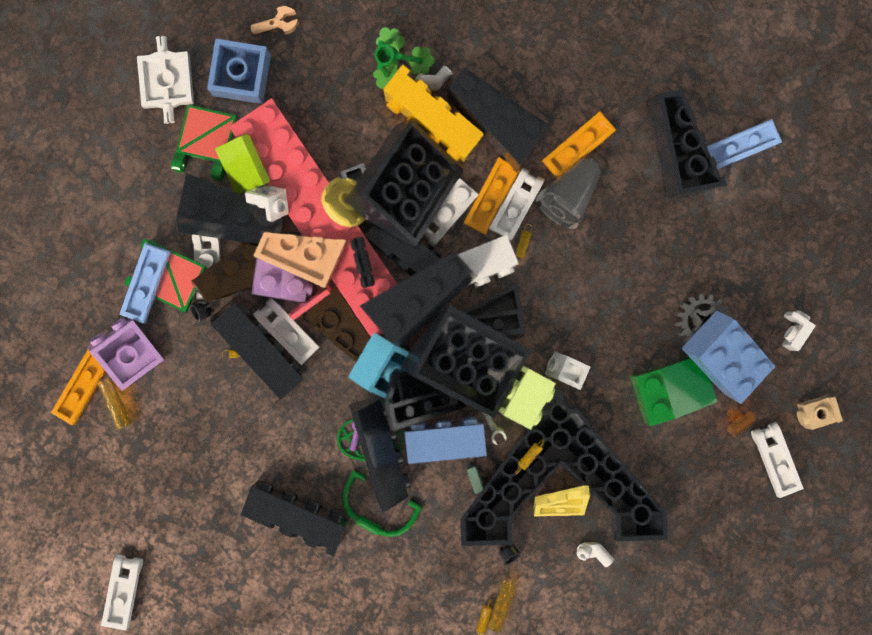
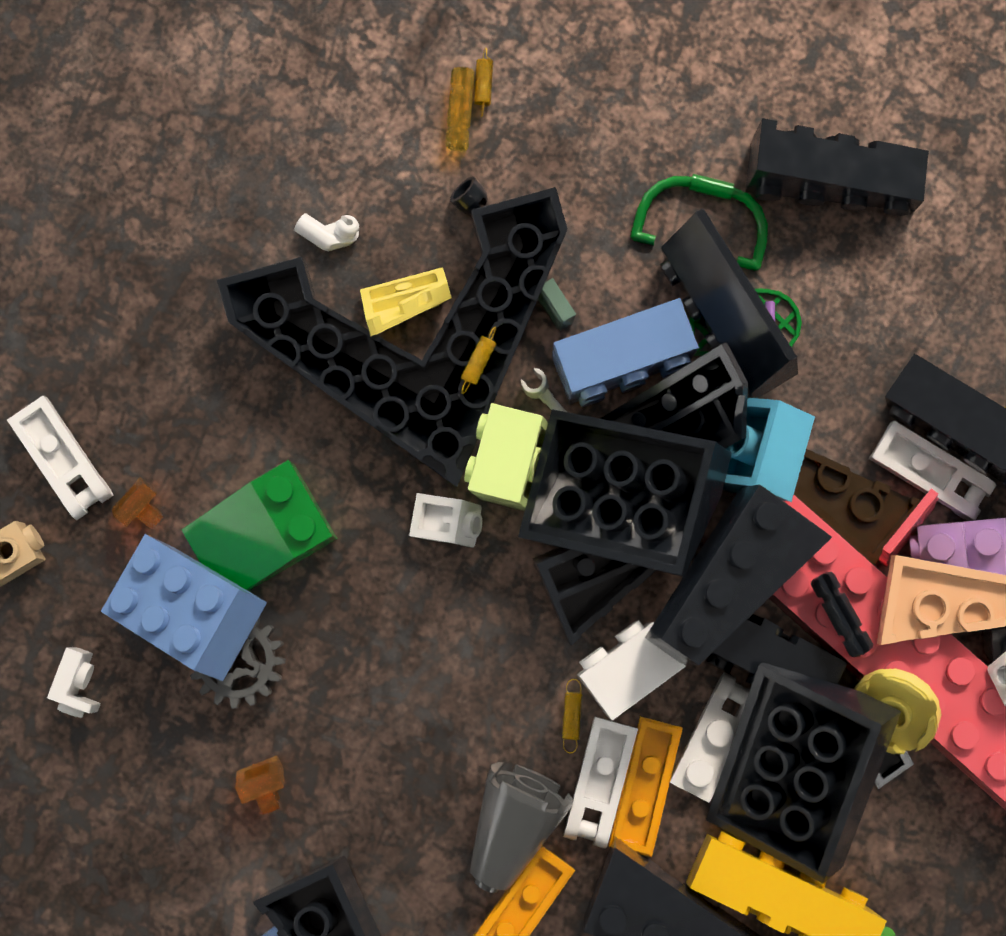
camera: 165 degrees right, 5 degrees down
(705, 249) = (261, 783): none -> clear orange tile

